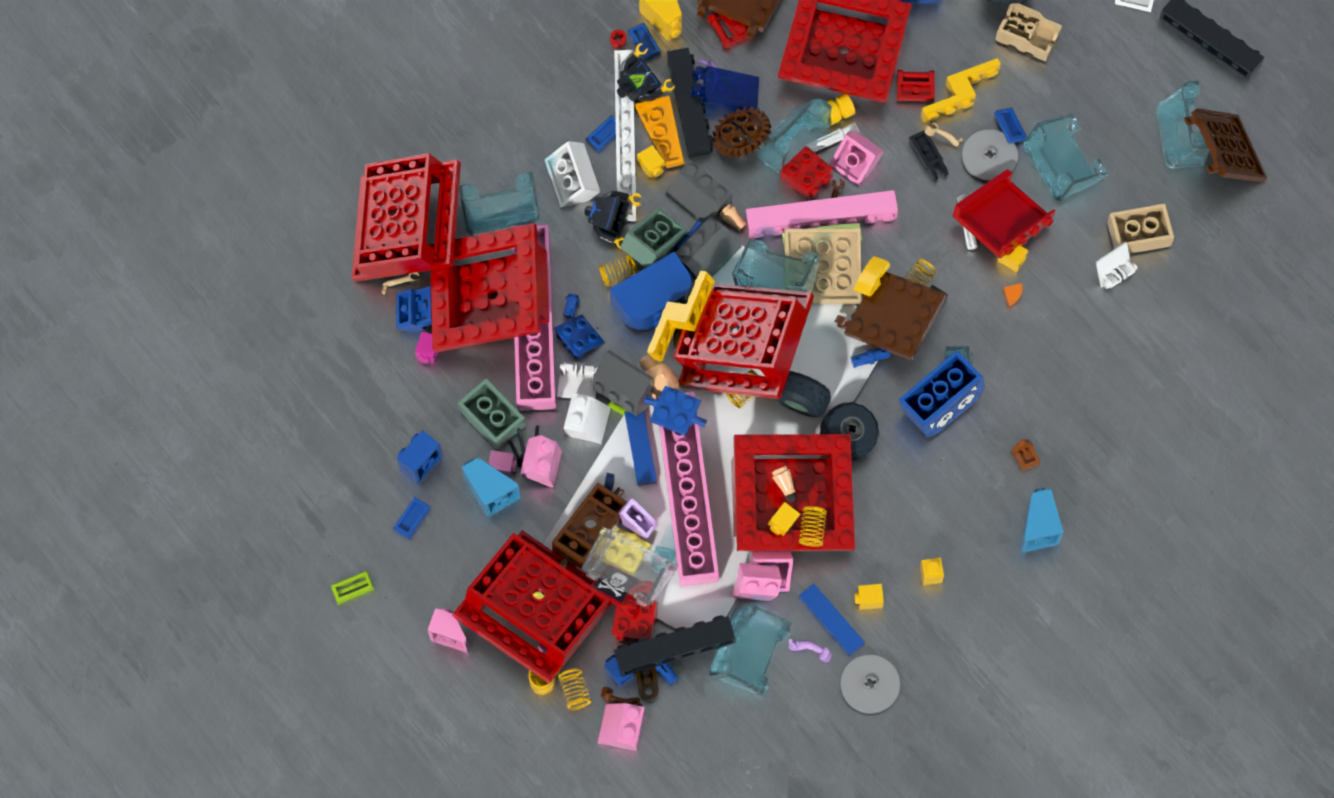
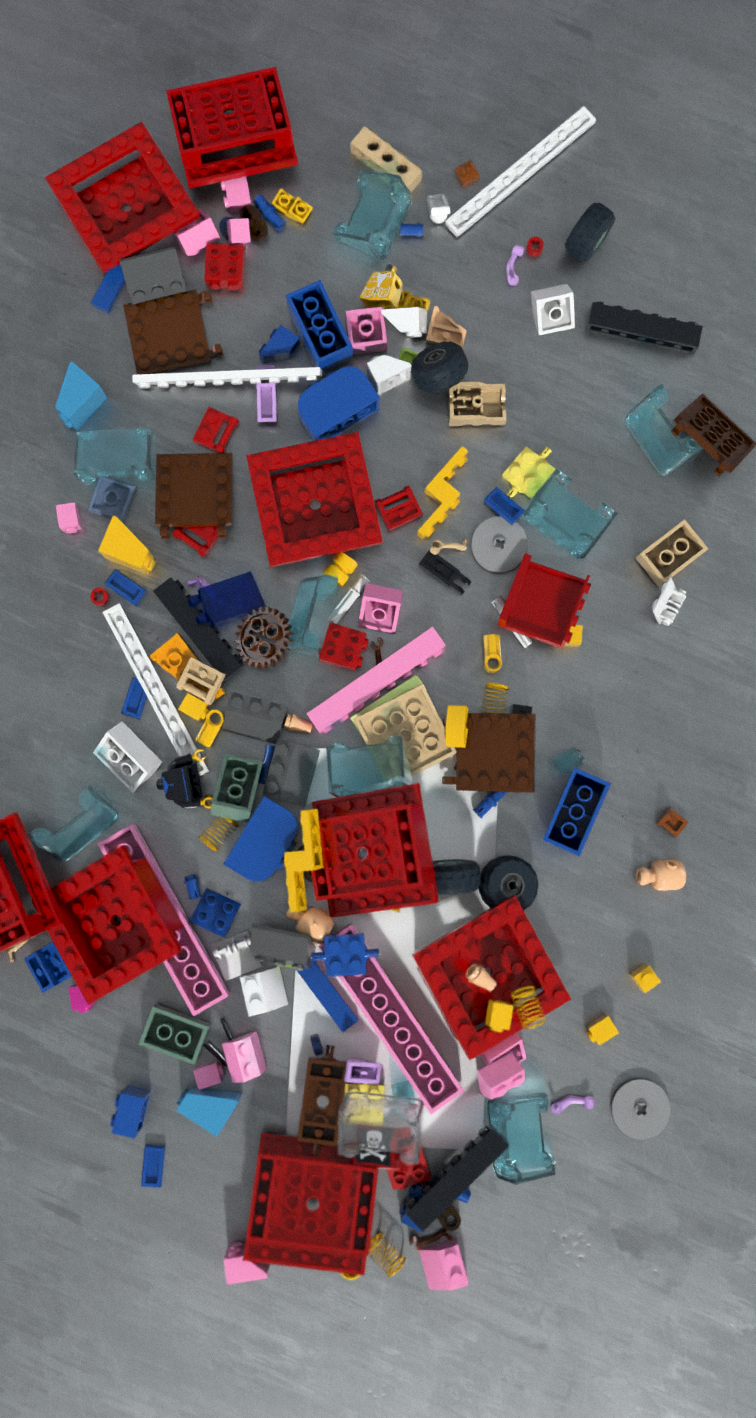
camera: 35 degrees left, 15 degrees up
(356, 593) = (145, 1247): lime tile -> none
(638, 80) = (140, 633): black torso -> none
(655, 185) = (210, 730): none -> yellow piece
(674, 137) = (204, 675): none -> tan plate
(831, 619) = (577, 1066): blue tile -> none
(936, 239) = (492, 651): none -> yellow piece
(994, 493) = (663, 875): none -> light nougat piece
(1013, 293) = (586, 670): orange tile -> none
(1042, 522) = (719, 884): dark azure slope -> none
(1045, 106) = (528, 472): none -> light yellow plate

